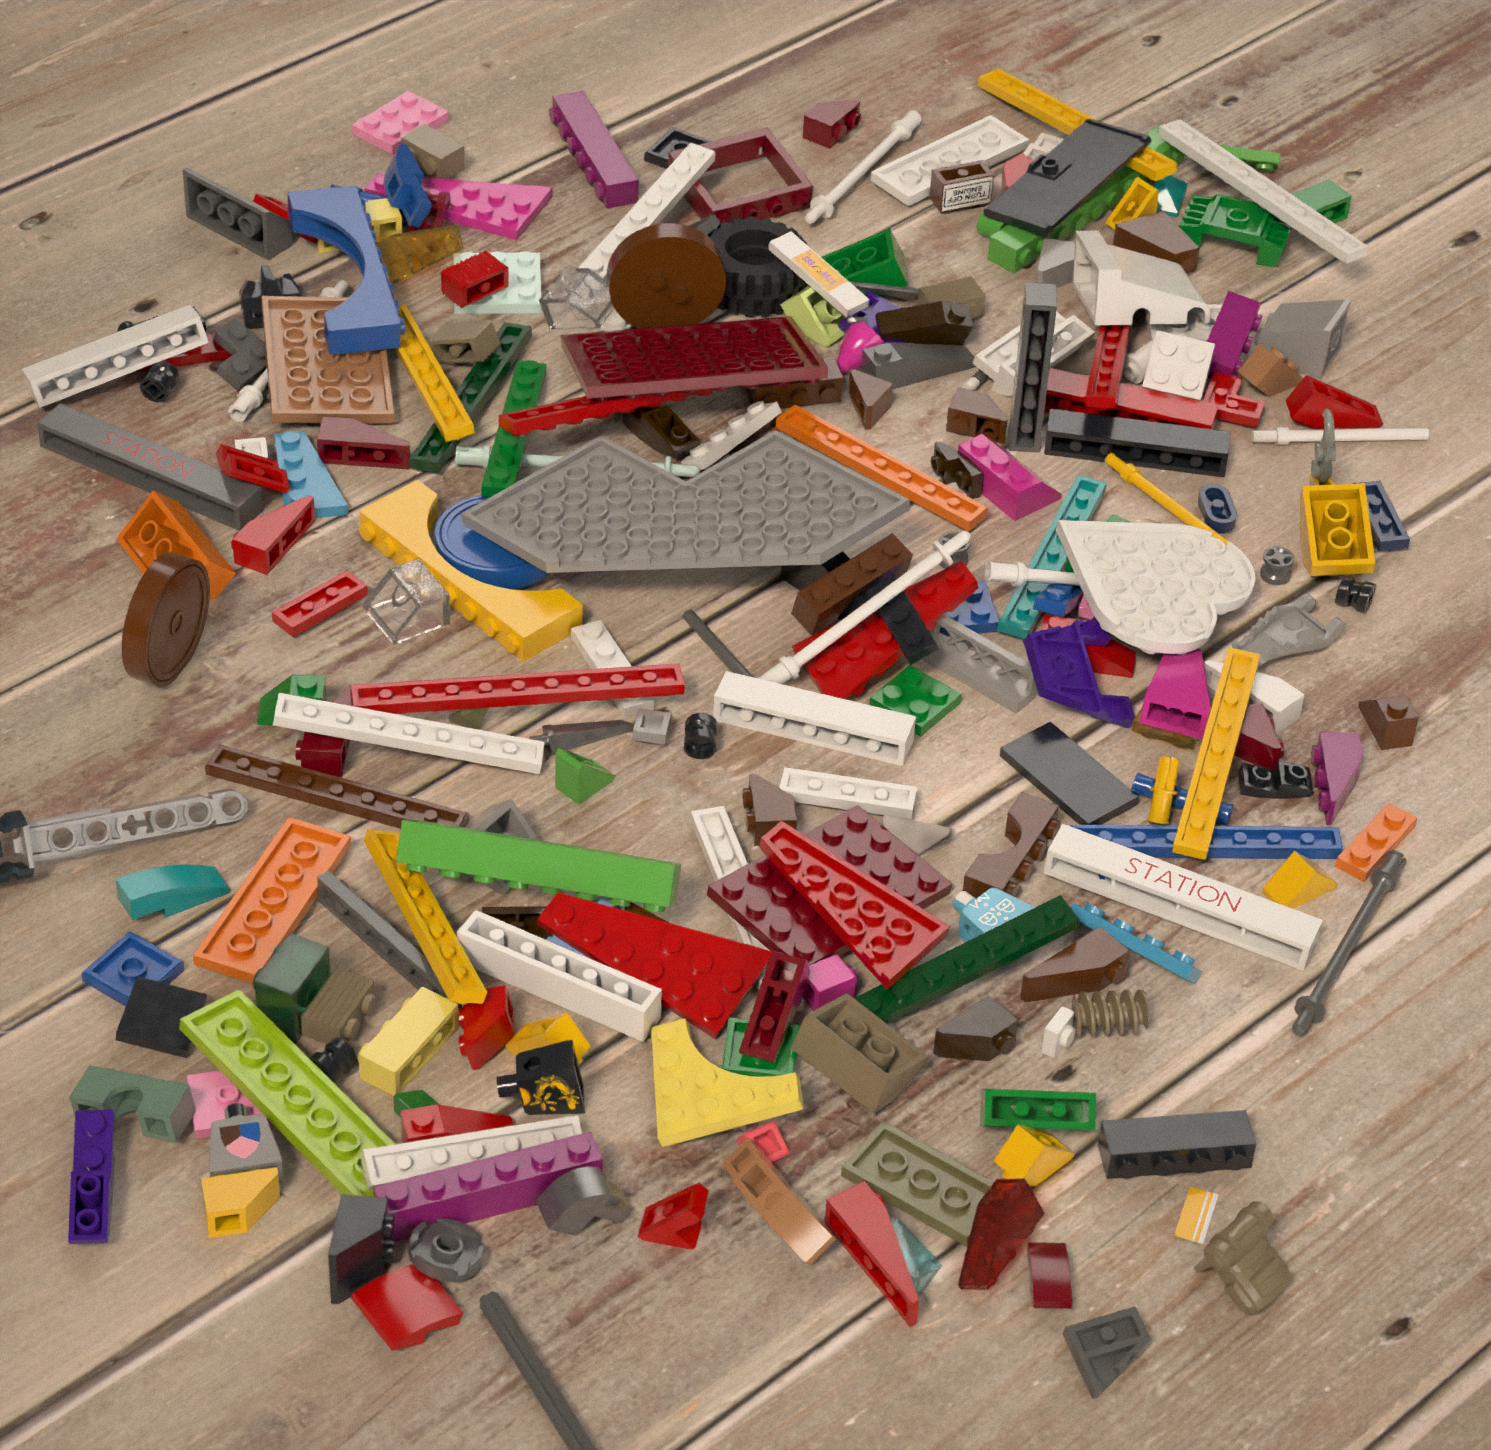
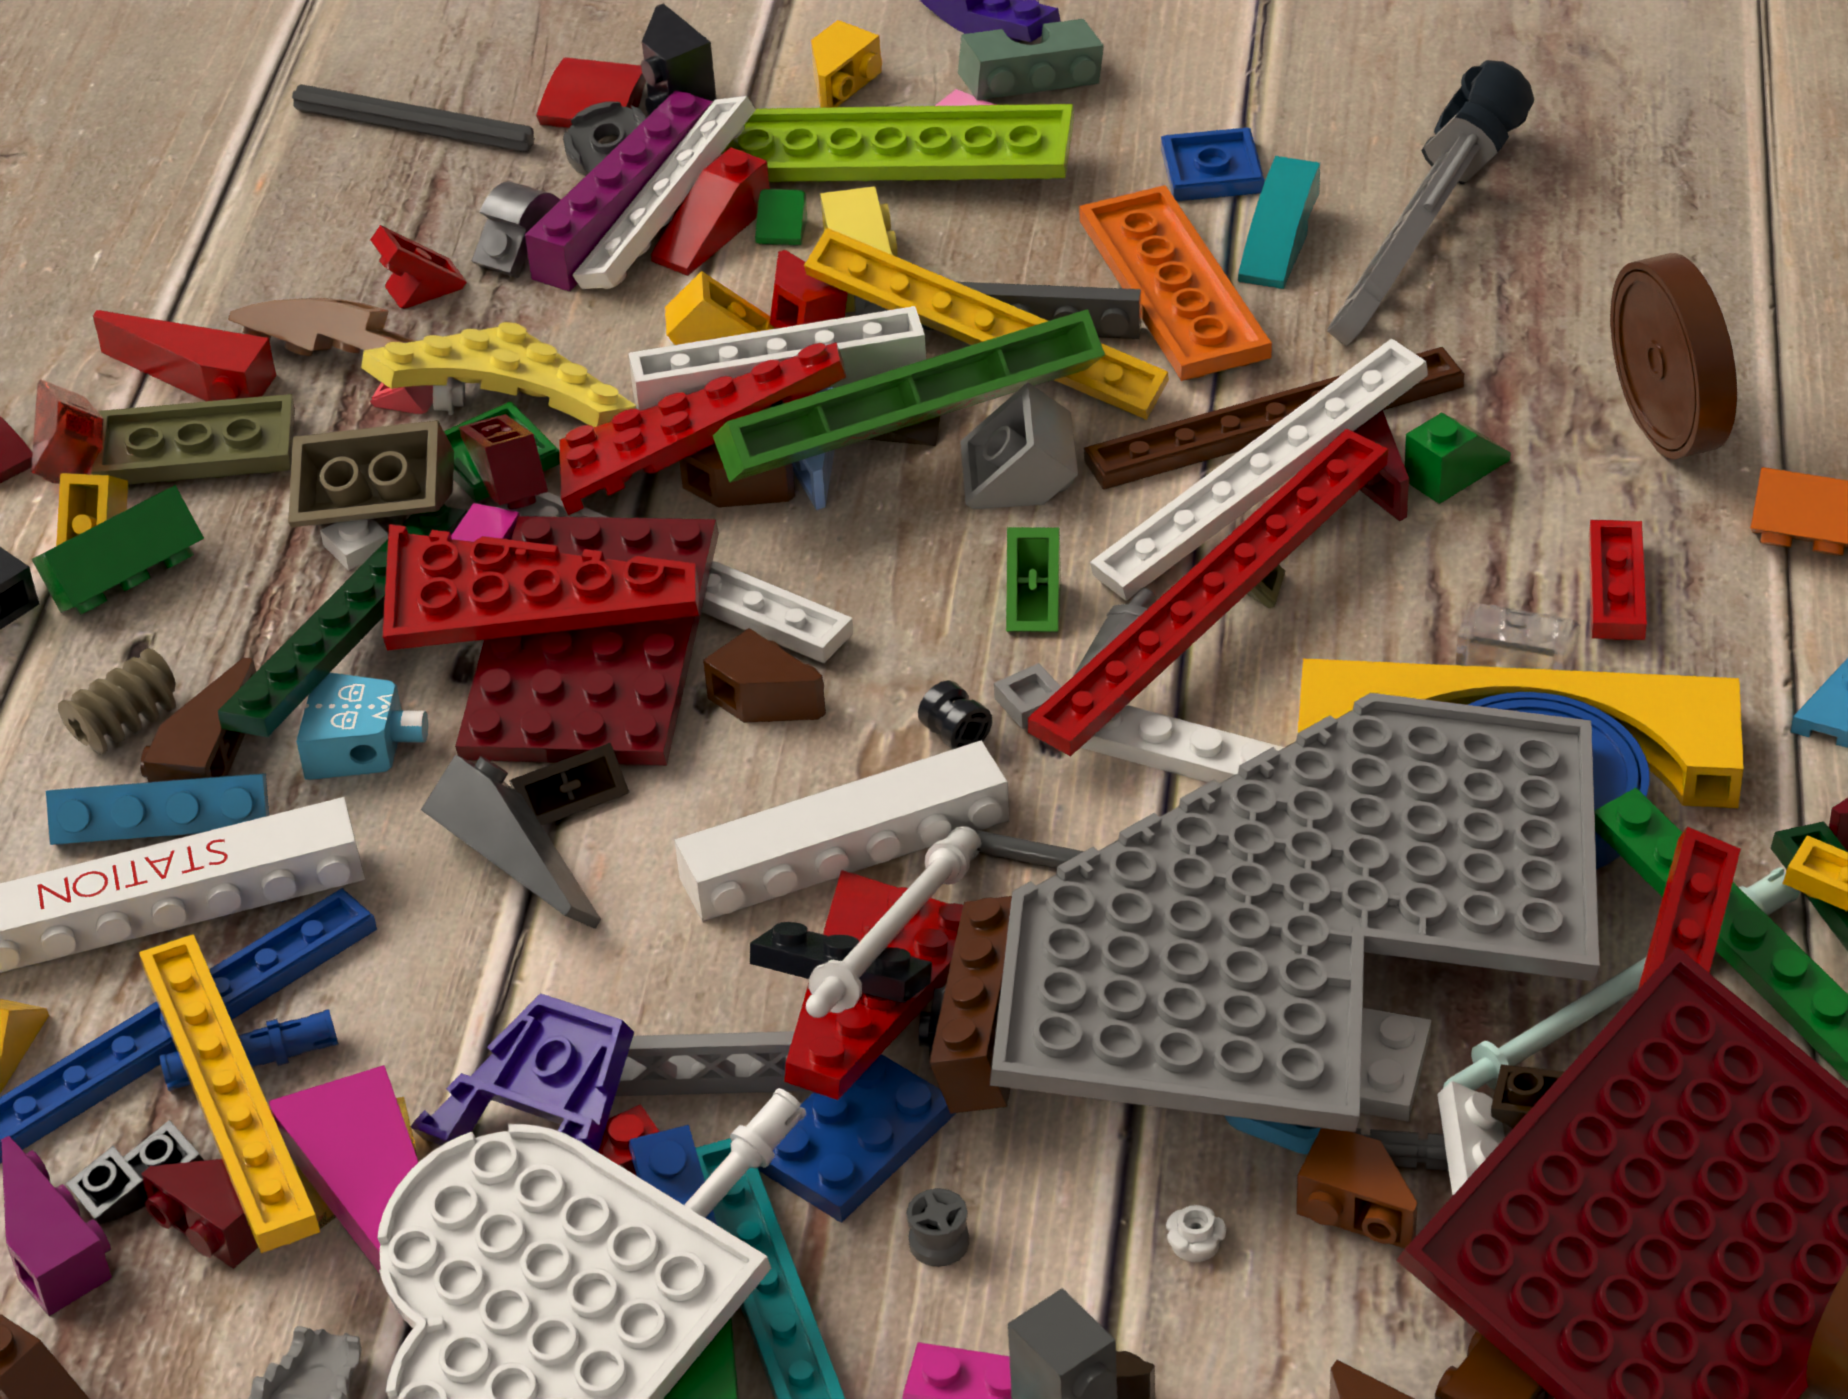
camera: 145 degrees right, 0 degrees up
(155, 1015) = (1121, 136): black tile -> none
(242, 1143) = (884, 80): light grey torso -> none
(272, 535) = (1795, 600): red slope -> none
(291, 982) = (1017, 195): clear green brick -> none
(336, 1059) = (907, 193): black wheel -> none
(339, 1007) = (964, 233): dark tan brick -> none
(546, 1080) = (657, 272): black torso -> none
(848, 792) = (697, 771): white plate -> none
(882, 467) = (1218, 1304): orange plate -> none
(917, 695) = (727, 982): green plate -> none
(919, 1260) = (146, 372): clear light blue slope -> none
(976, 810) = (500, 825): none -> dark grey slope
(977, 1033) = (263, 600): dark brown slope -> none
(1029, 827) = (420, 863): arch -> none
(1058, 1032) = (170, 647): white plate -> none
(1068, 775) = (433, 988): tile -> none
(1163, 790) = (266, 1001): yellow axle -> none
(1278, 697) = (234, 1287): white slope -> none

